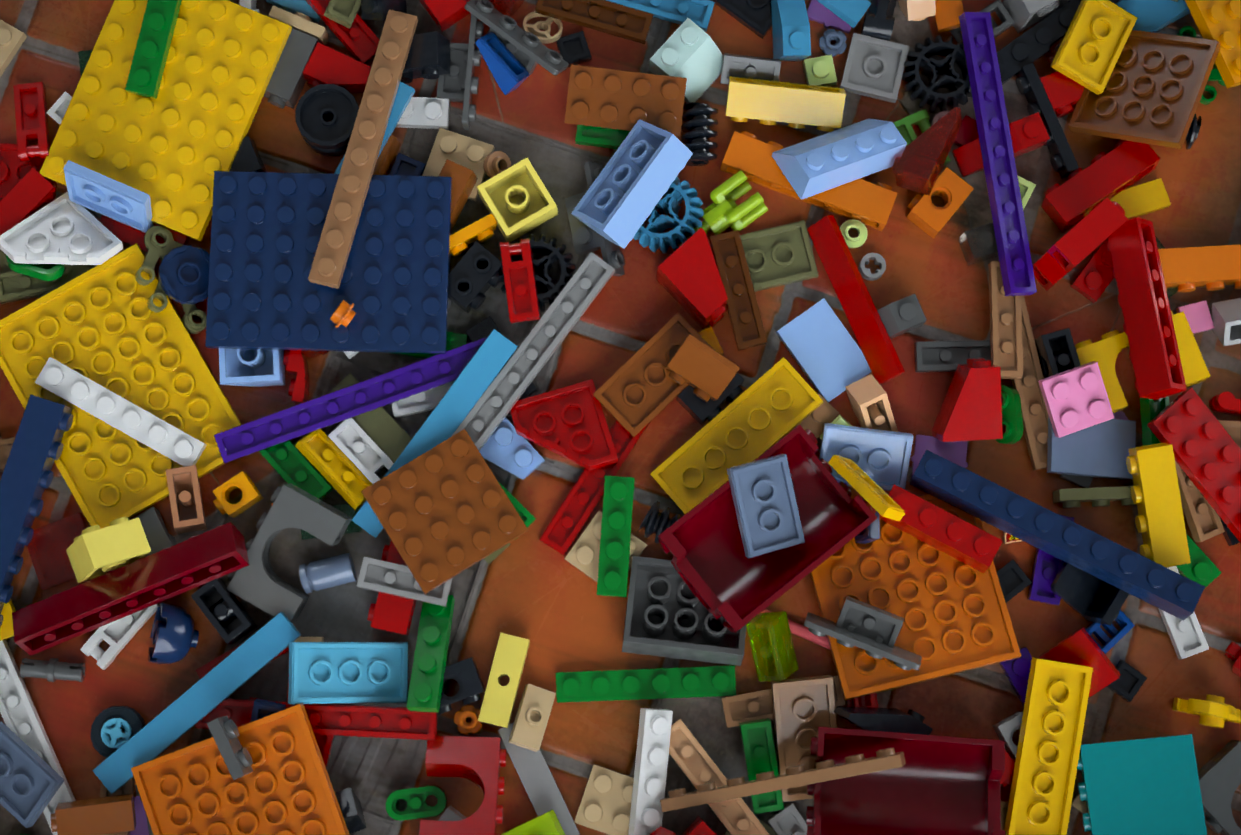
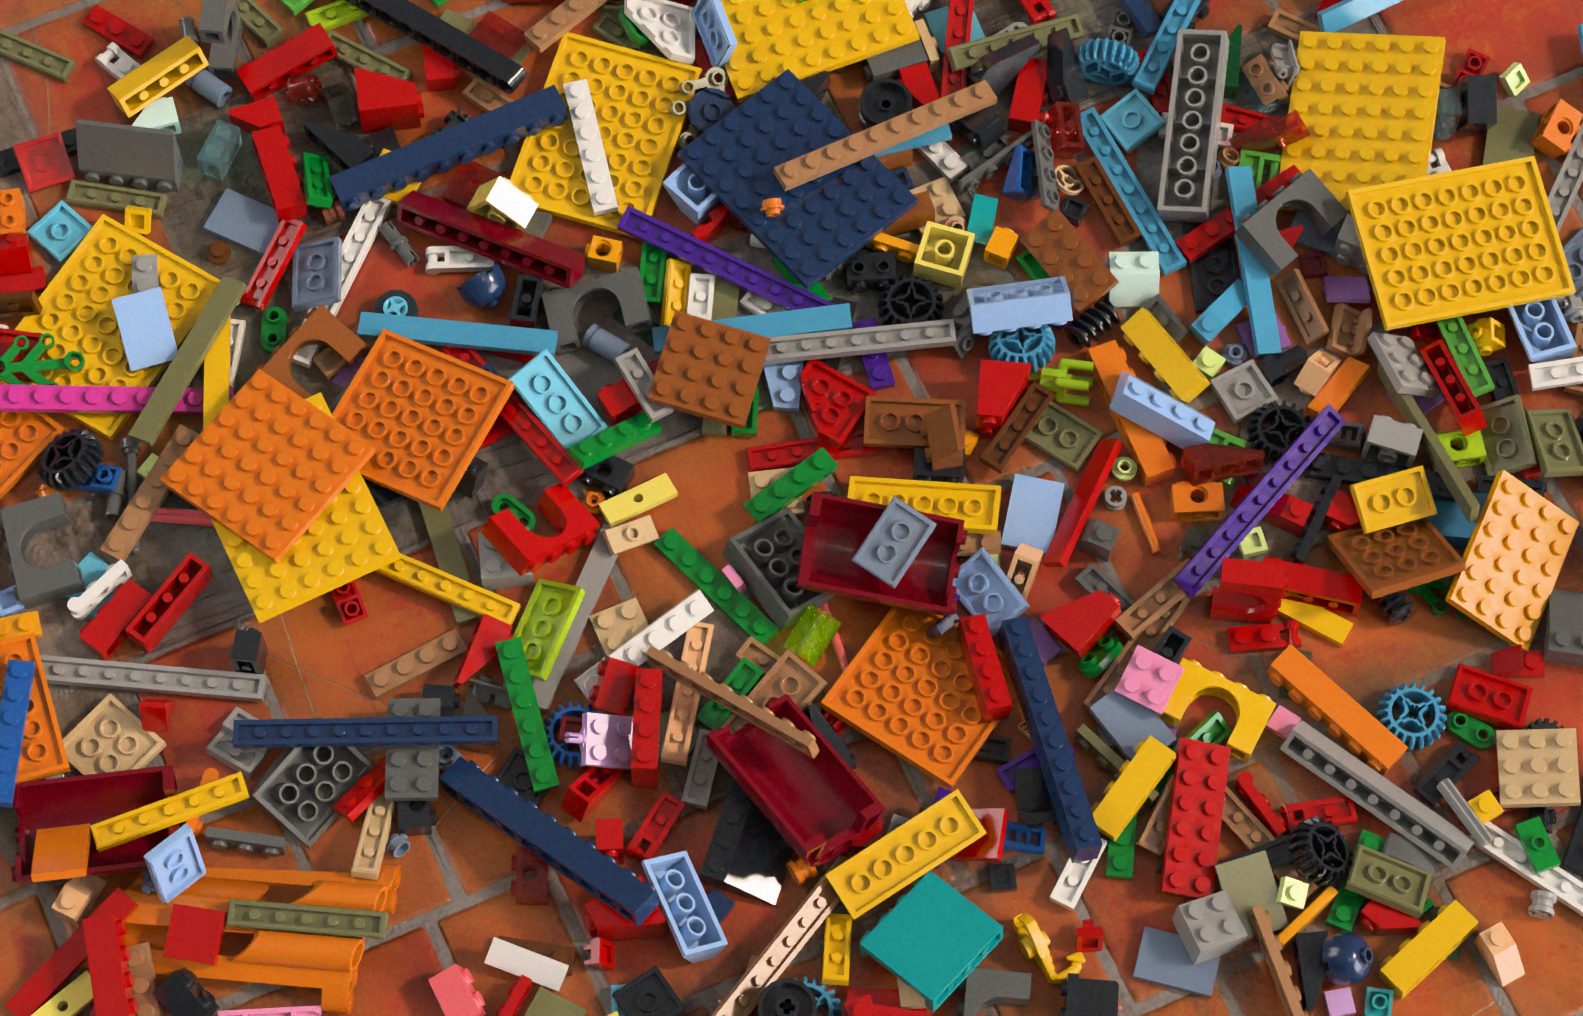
camera: 50 degrees right, 15 degrees down
(186, 499) = (574, 224): nougat slope -> none
(226, 738) = (448, 369): dark grey plate -> none
(510, 134) = (982, 218): none -> teal slope
(520, 281) = (893, 294): red plate -> none
(553, 143) = (1001, 247): none -> light orange brick
(567, 357) = (875, 365): none -> dark purple plate
(656, 664) = (735, 579): none -> bright pink tile
(867, 487) = (965, 596): yellow tile -> none
(868, 629) = (878, 675): dark grey bracket -> none
(917, 262) = (1145, 523): none -> orange piece
(1146, 310) = (1250, 671): red brick -> none

